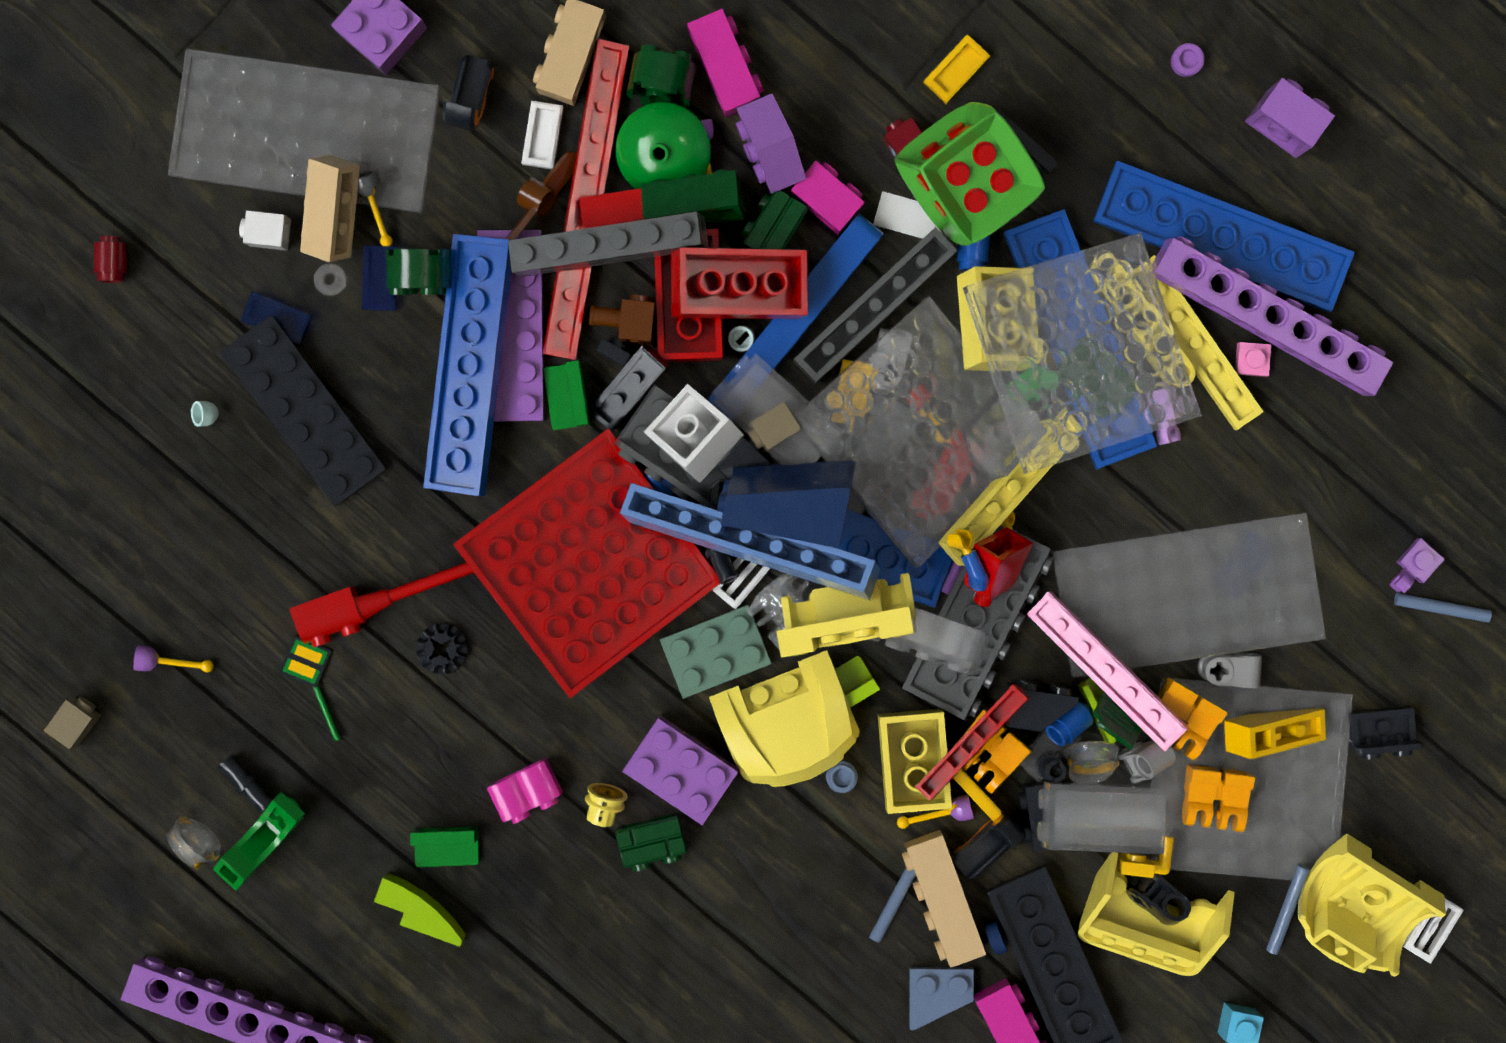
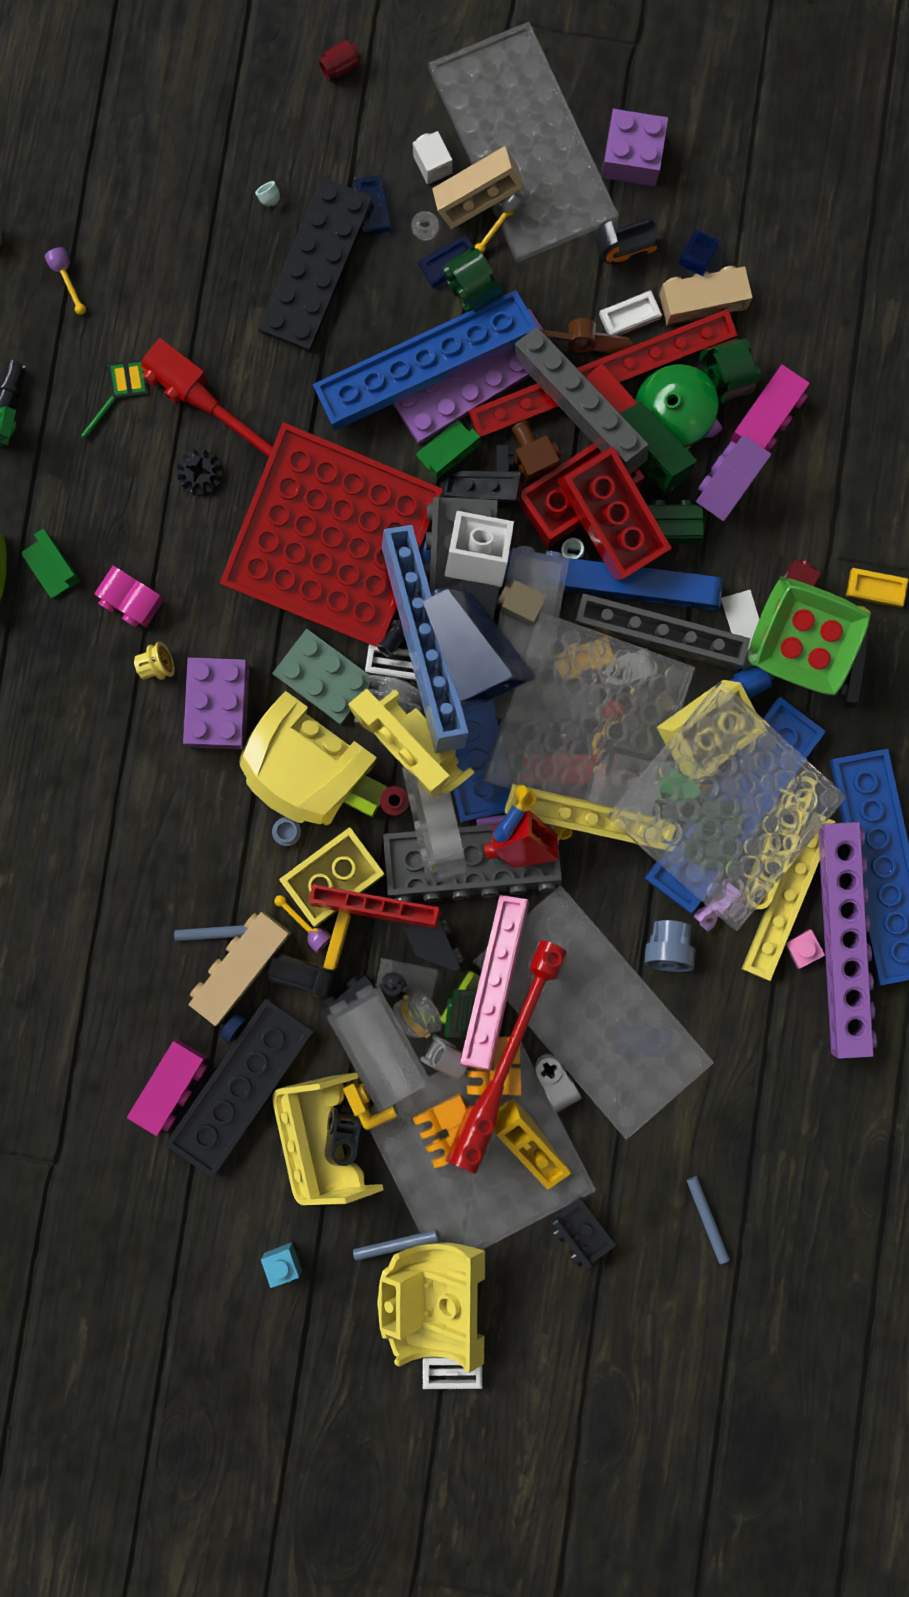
camera: 50 degrees right, 5 degrees down
(525, 31) = (699, 252): none -> clear blue tile
(651, 841) = (147, 715): dark green brick -> none
(828, 197) = (720, 548): dark pink brick -> none
(875, 649) = (401, 808): none -> dark red brick
(937, 992) = (163, 1010): sand blue wing -> none
(1005, 759) = (379, 947): light orange legs -> none
(1070, 725) = (436, 979): blue brick -> none
(1175, 485) = (670, 947): none -> sand blue piece
(1228, 763) = (481, 1119): none -> red bar
(1417, 563) = (730, 1177): medium lavender plate -> none

